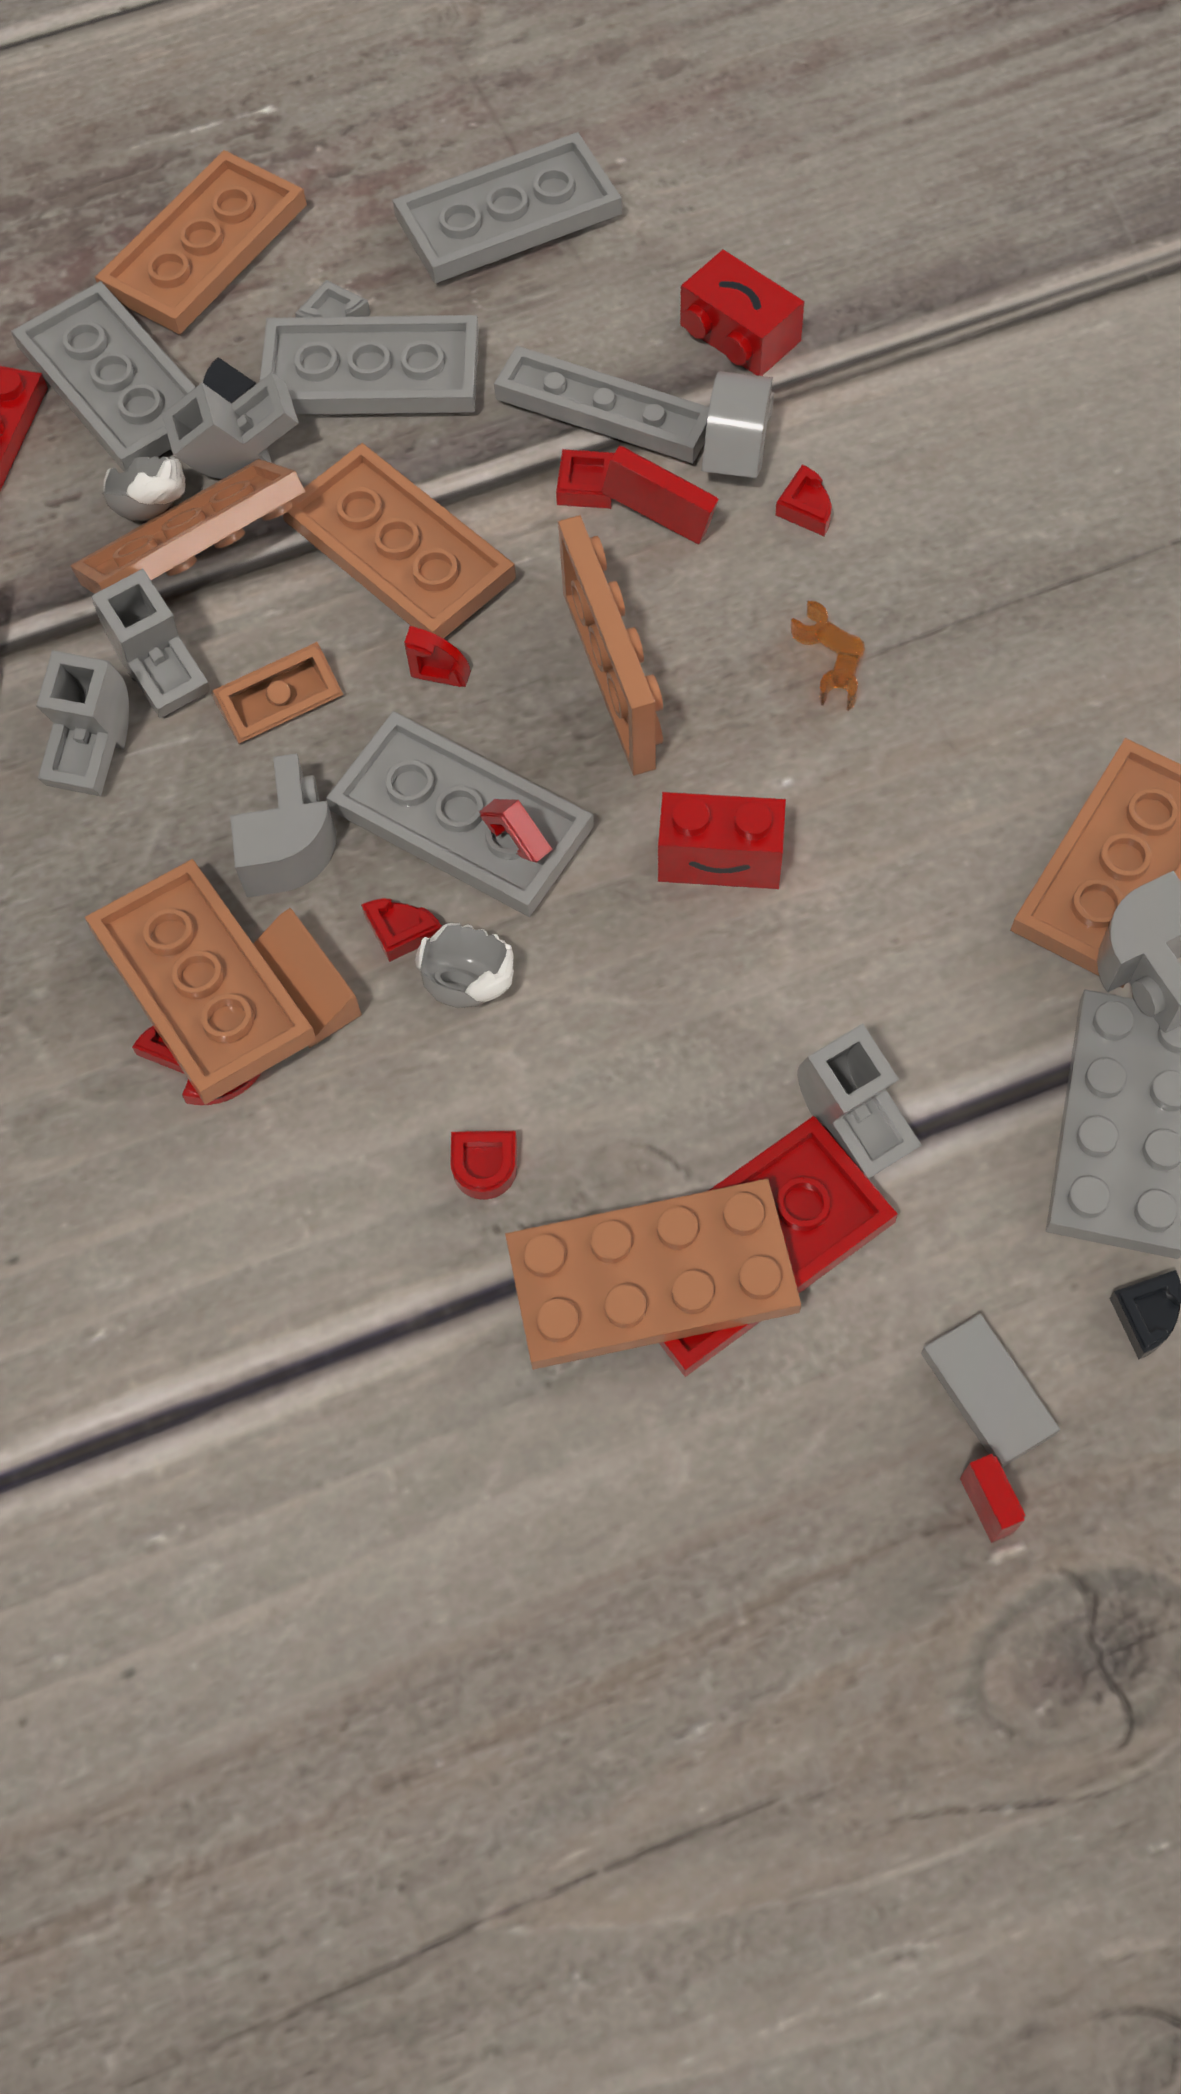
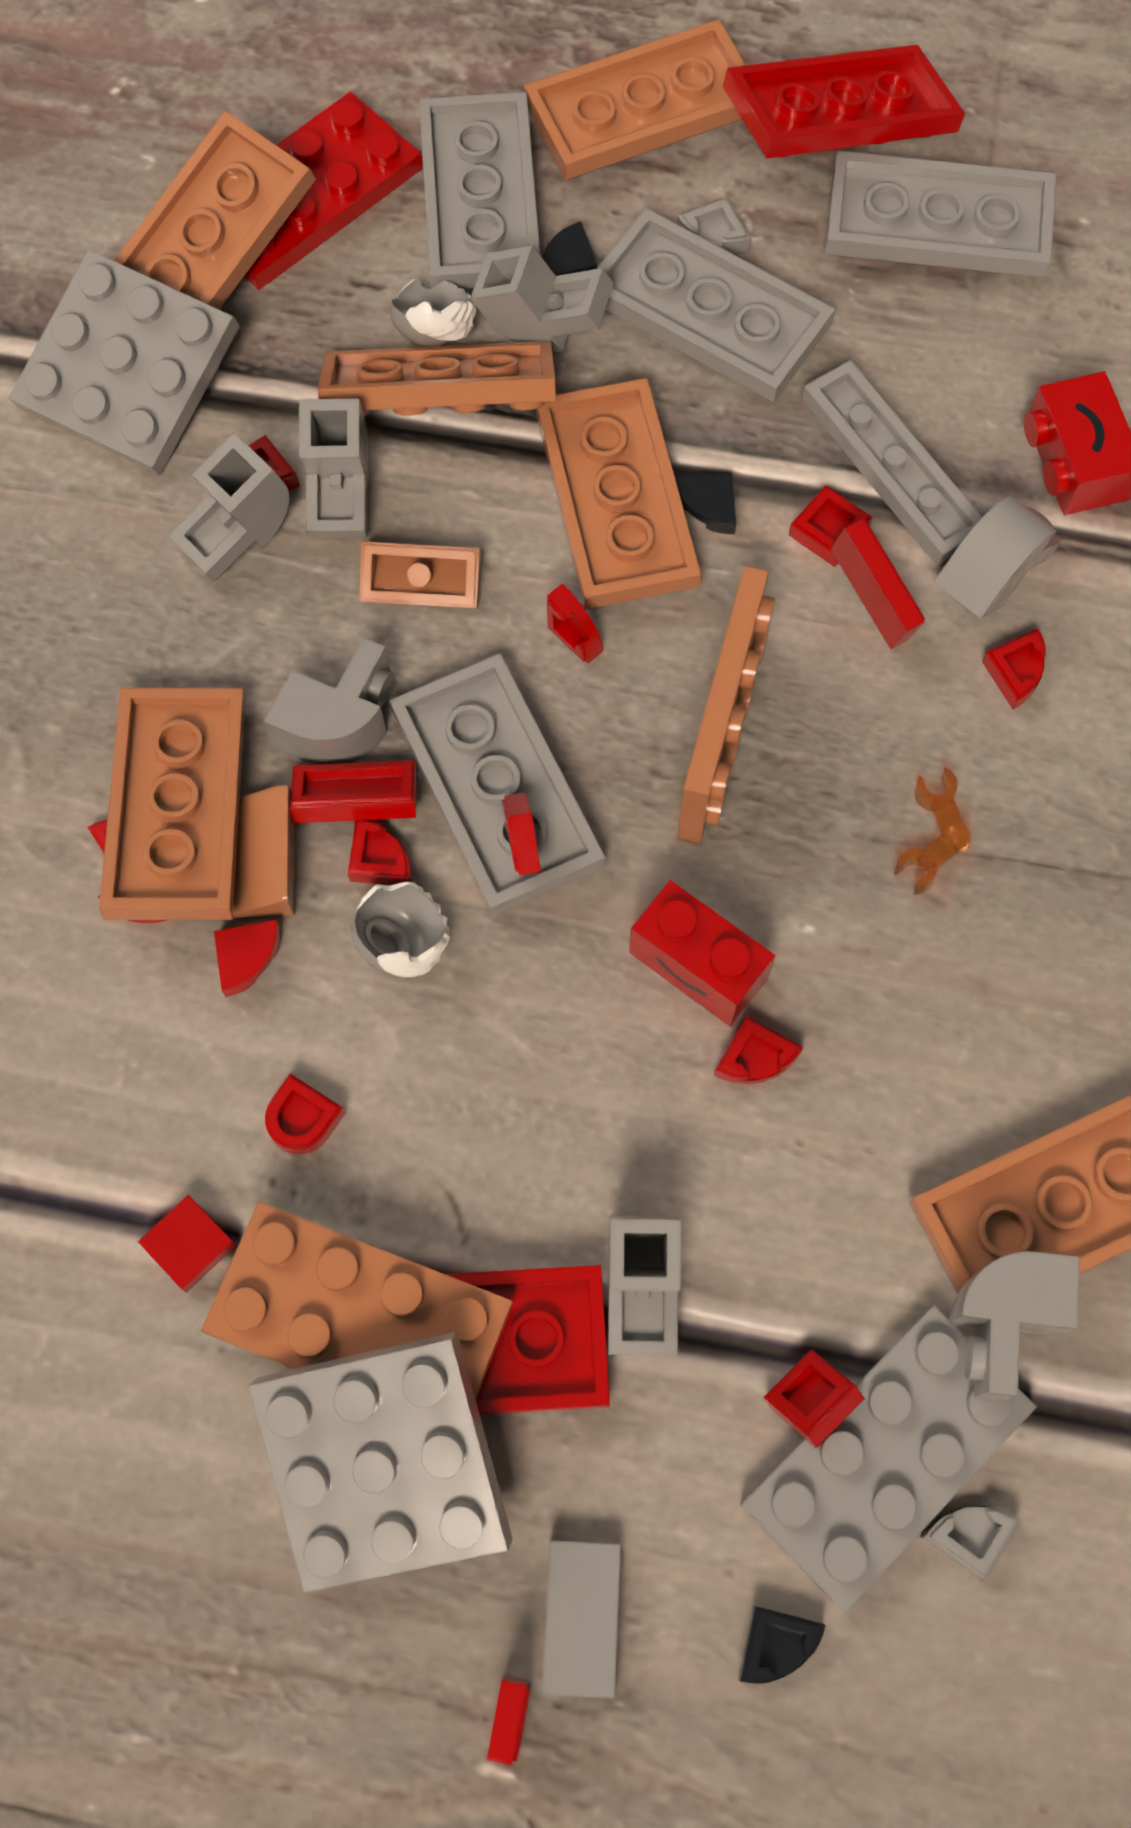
camera: 30 degrees right, 5 degrees up
(343, 1065) = (245, 954): none -> red tile
(347, 885) = (353, 791): none -> red tile
(371, 160) = (842, 101): none -> red plate
(460, 1317) = (187, 1243): none -> red tile
(480, 509) = (709, 500): none -> black tile
(753, 1366) = (381, 1463): none -> light grey plate
(815, 894) = (757, 1054): none -> red tile
(1046, 1111) = (814, 1398): none -> red tile

